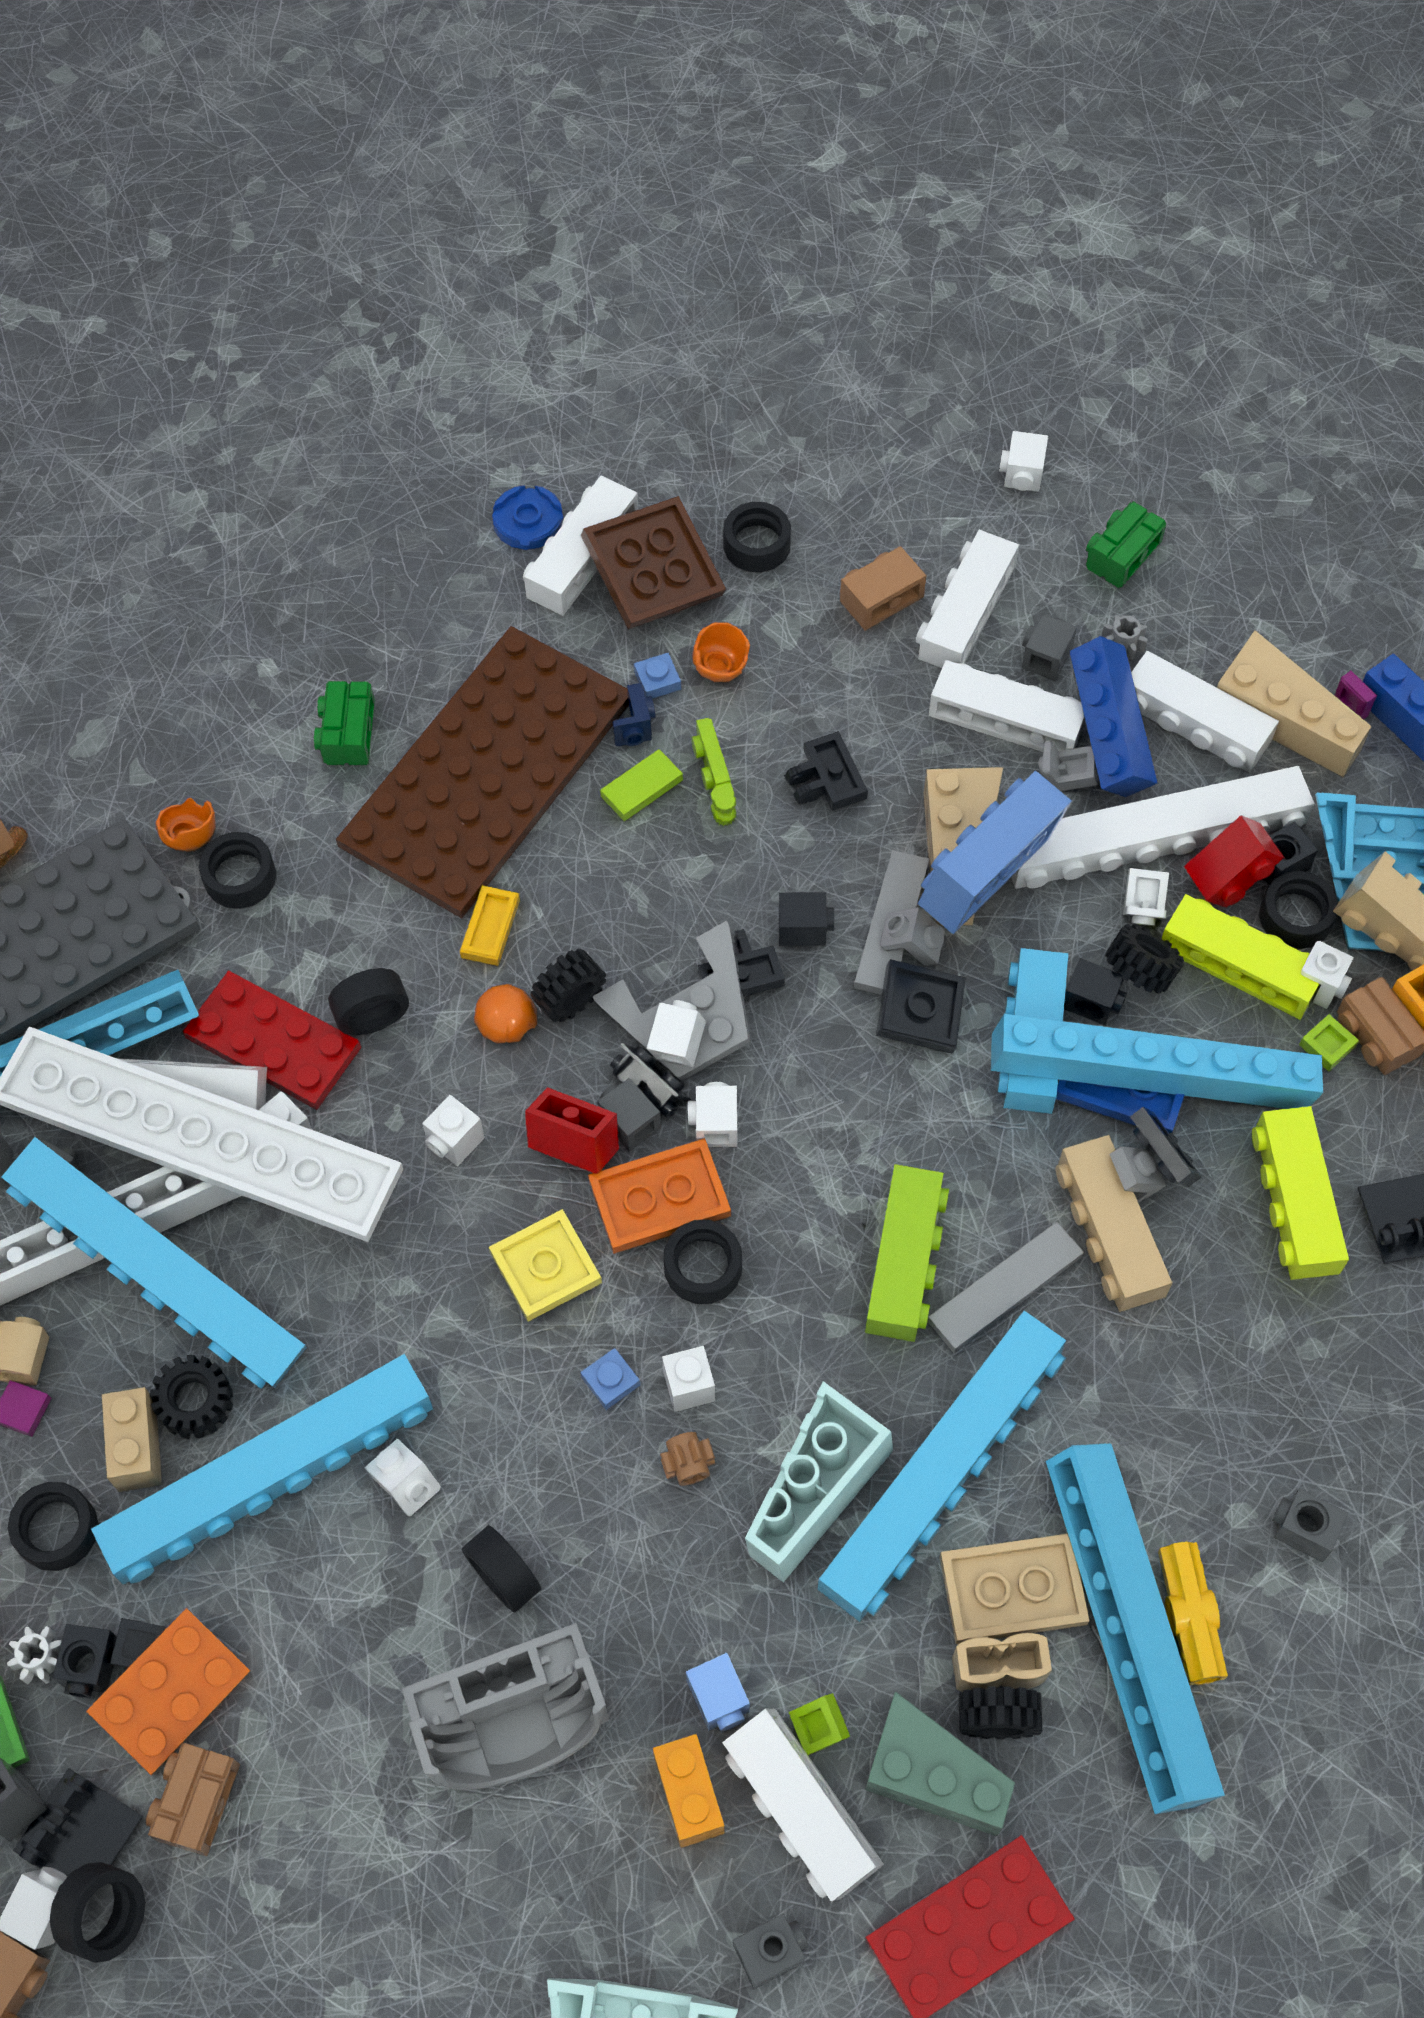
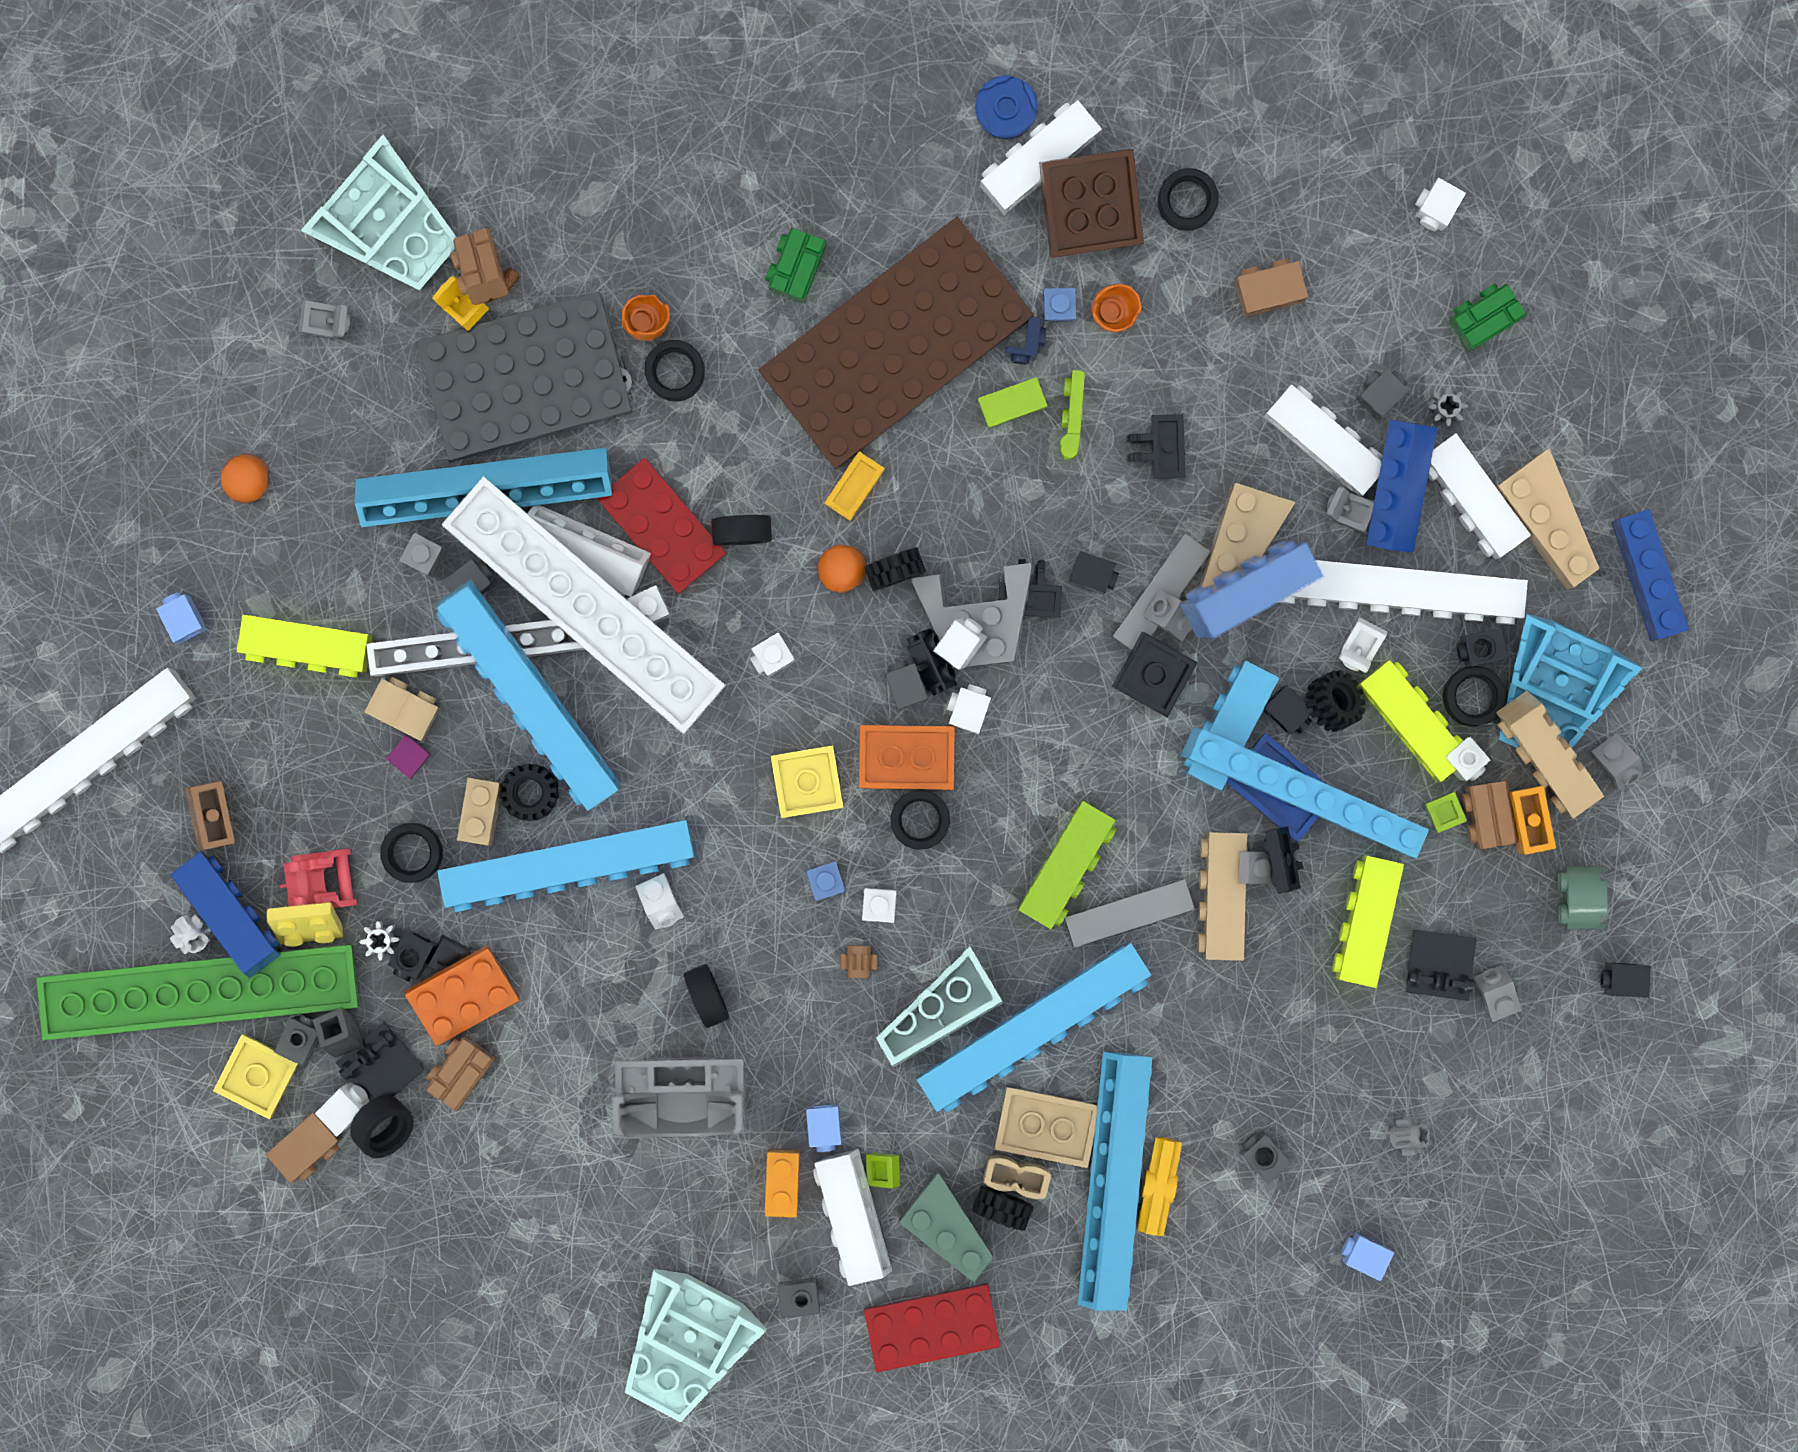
camera: 20 degrees right, 25 degrees up
(572, 1130) = (859, 689): red brick -> none
(968, 599) = (1335, 327): white brick -> none
(1234, 862) = (1438, 647): red brick -> none
(1355, 694) = (1605, 527): magenta tile -> none

